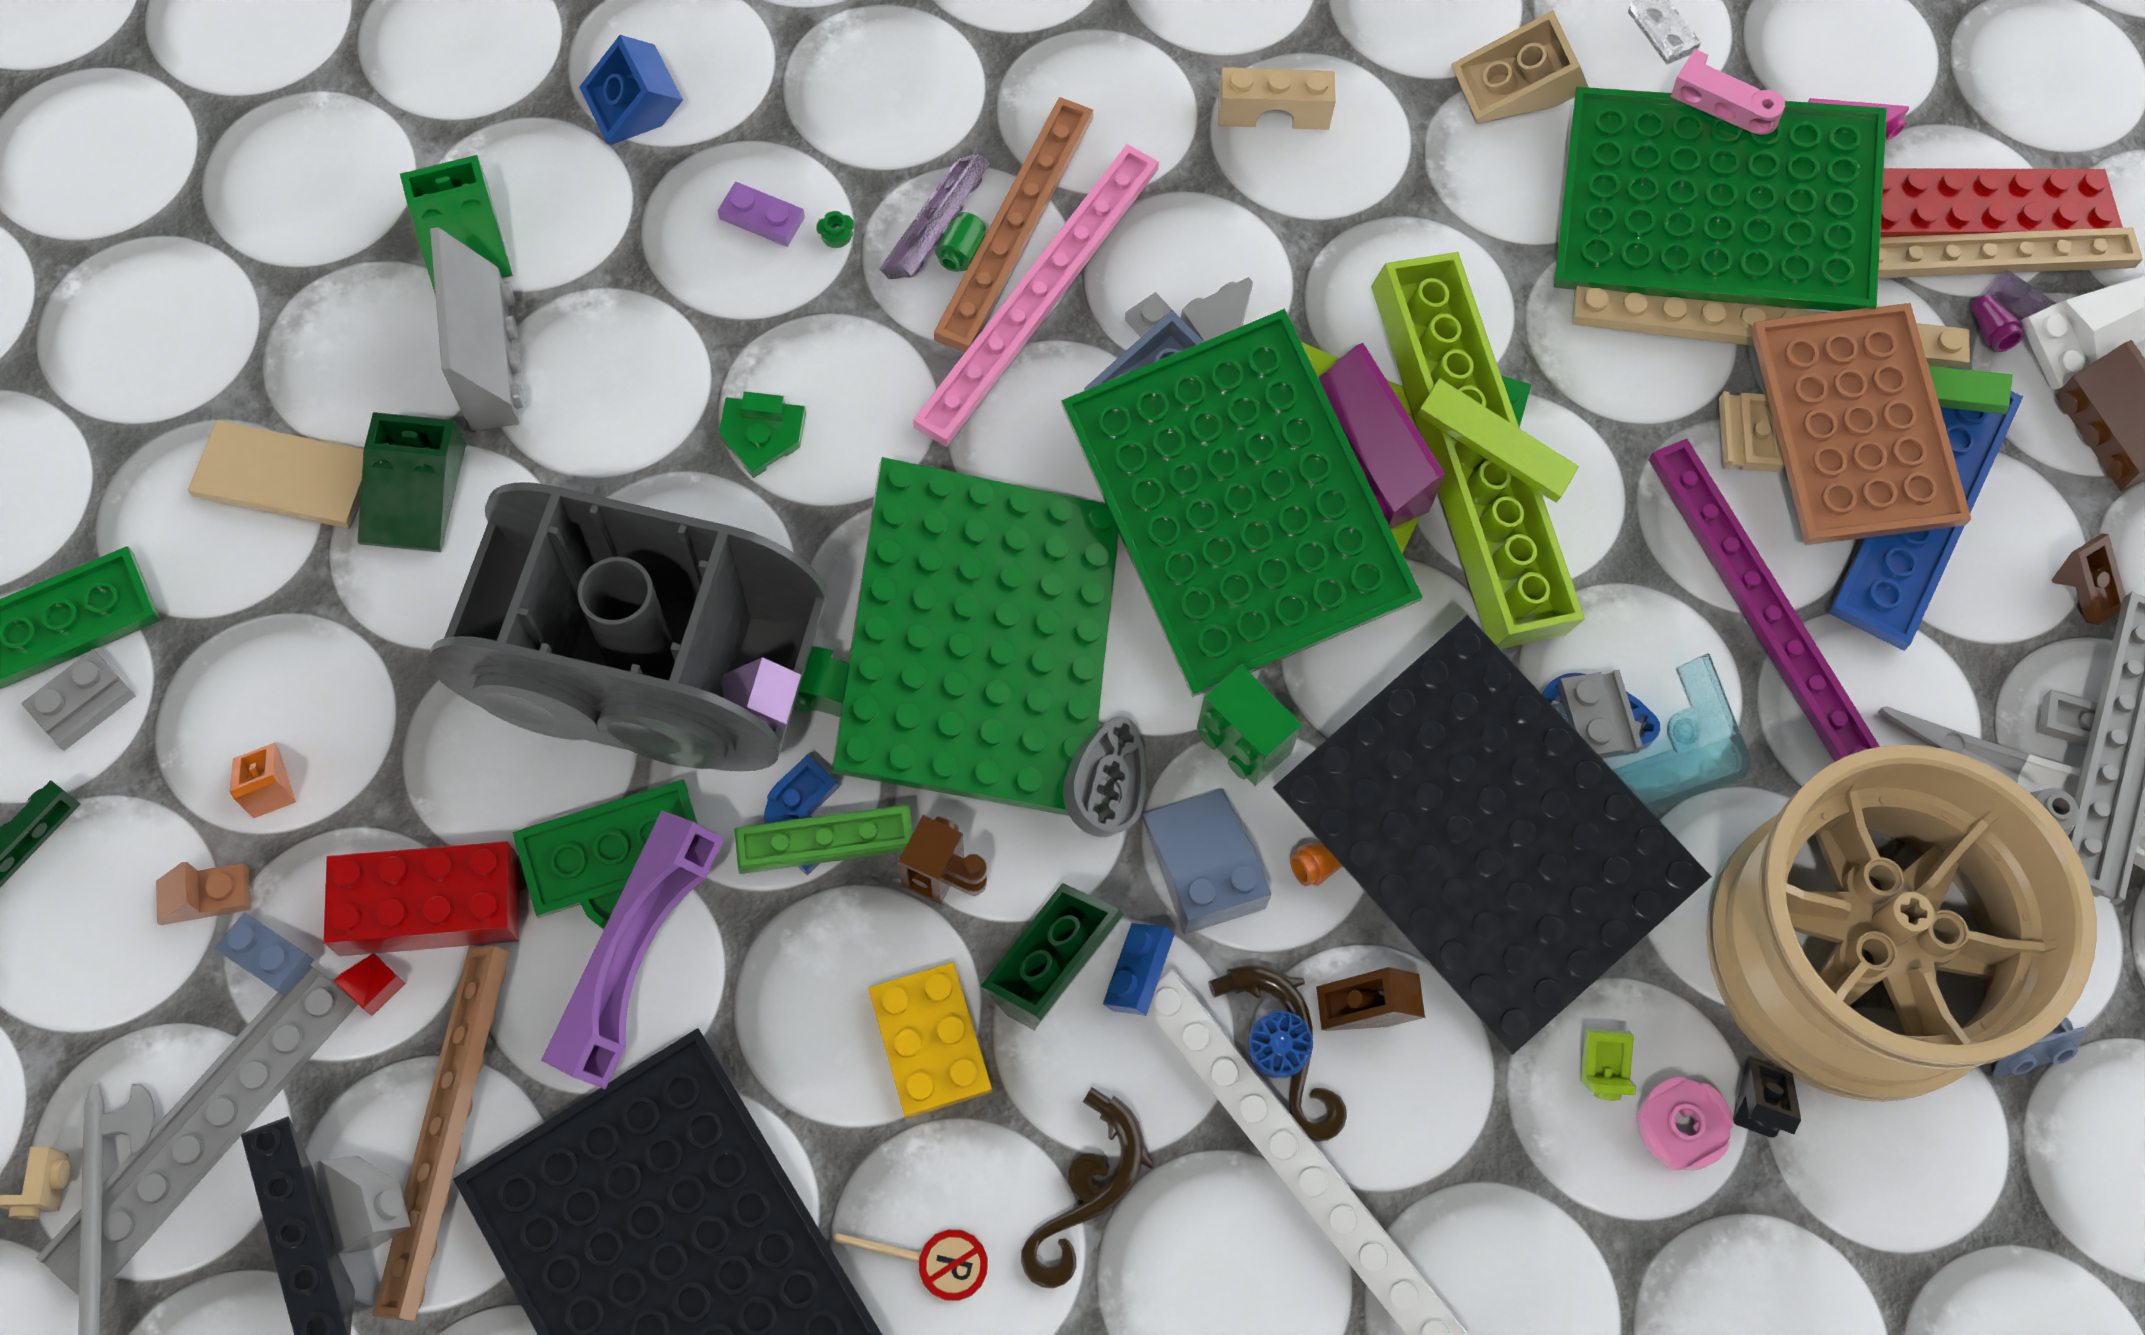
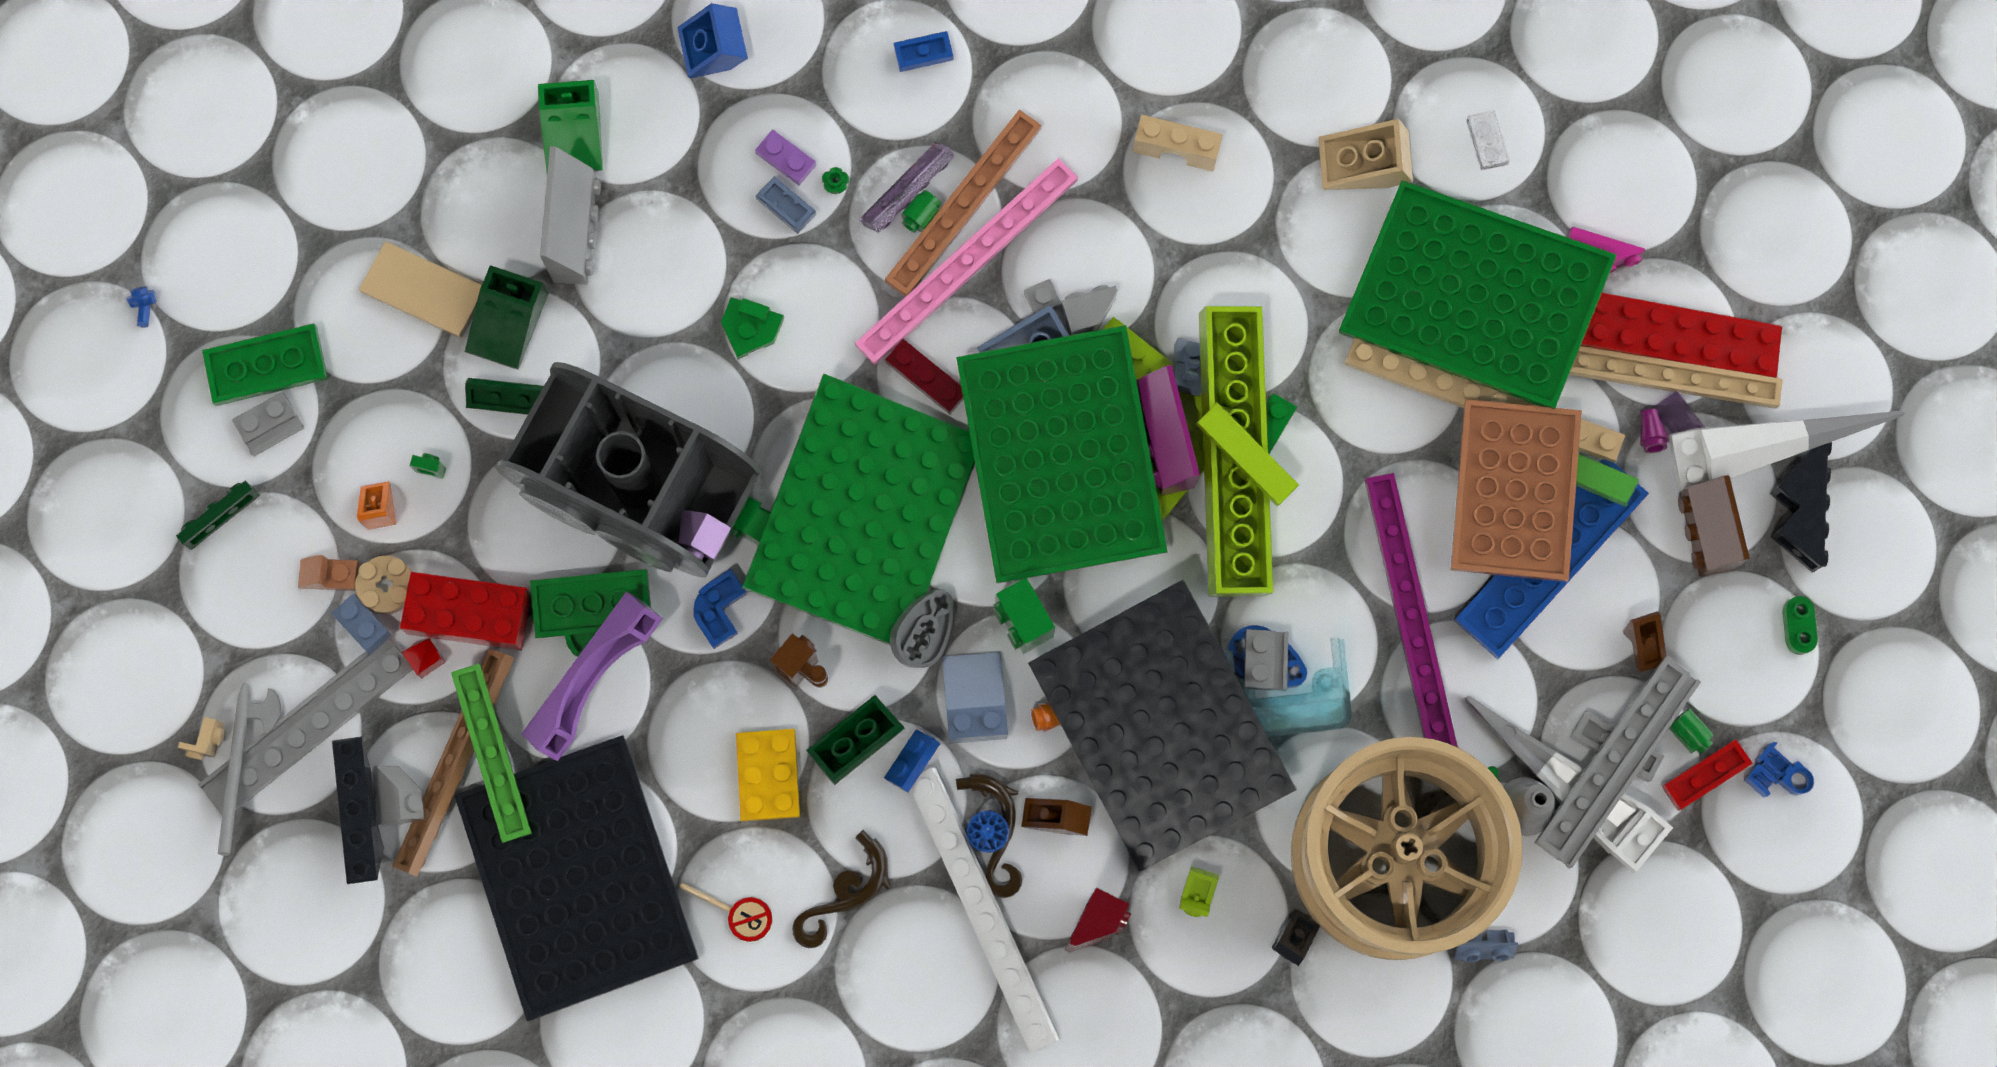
camera: 15 degrees right, 10 degrees up
(269, 879) = (371, 575): none -> tan plate
(329, 706) = (428, 465): none -> green plate
(416, 589) = (501, 395): none -> dark green plate
(500, 1099) = (491, 753): none -> bright green plate
(775, 269) = (785, 205): none -> sand blue plate
(823, 839) = (728, 629): bright green tile -> none
(914, 54) = (923, 51): none -> blue plate
(1021, 447) = (925, 376): none -> dark red plate
(1381, 352) = (1187, 366): none -> sand blue plate
(1488, 1128) = (1099, 921): none -> dark red slope
(1675, 1148) = (1247, 927): bright pink plate -> none
(1727, 96) = (1501, 220): bright pink leg -> none
(1749, 433) = (1440, 477): tan plate -> none

